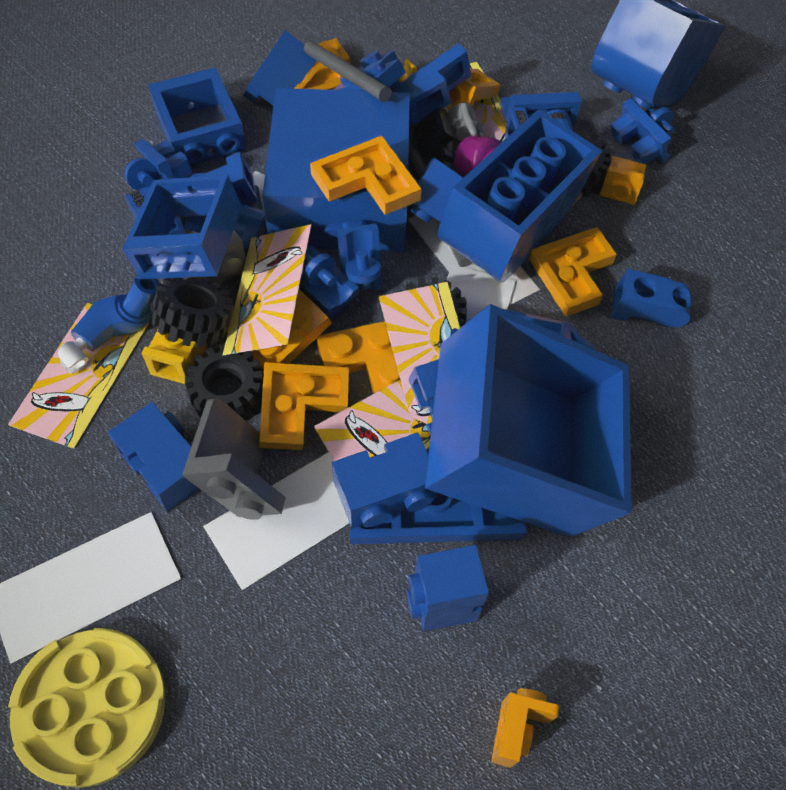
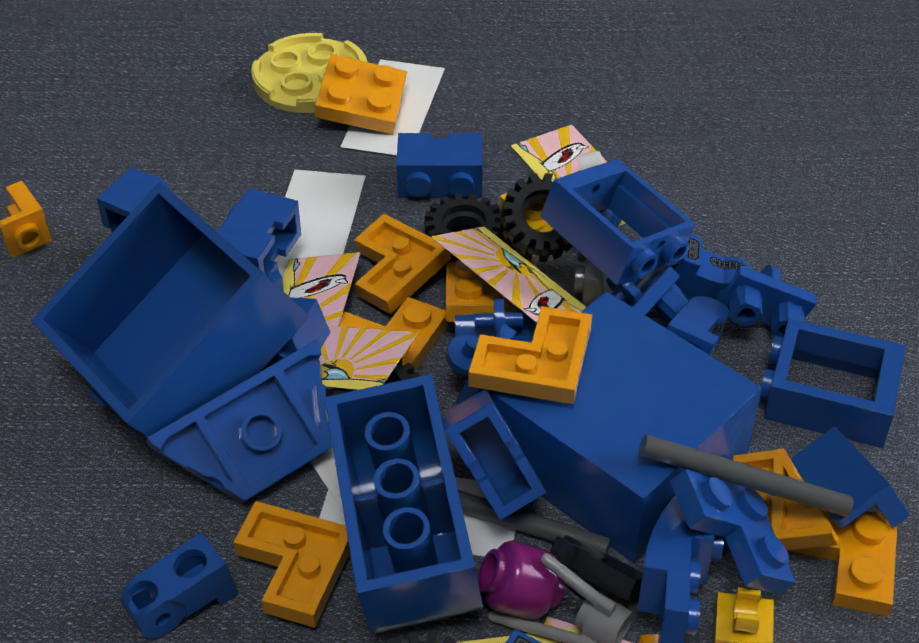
camera: 135 degrees right, 15 degrees down
(102, 604) = (360, 94): none -> light orange plate
(227, 463) = (373, 173): dark grey bracket -> none

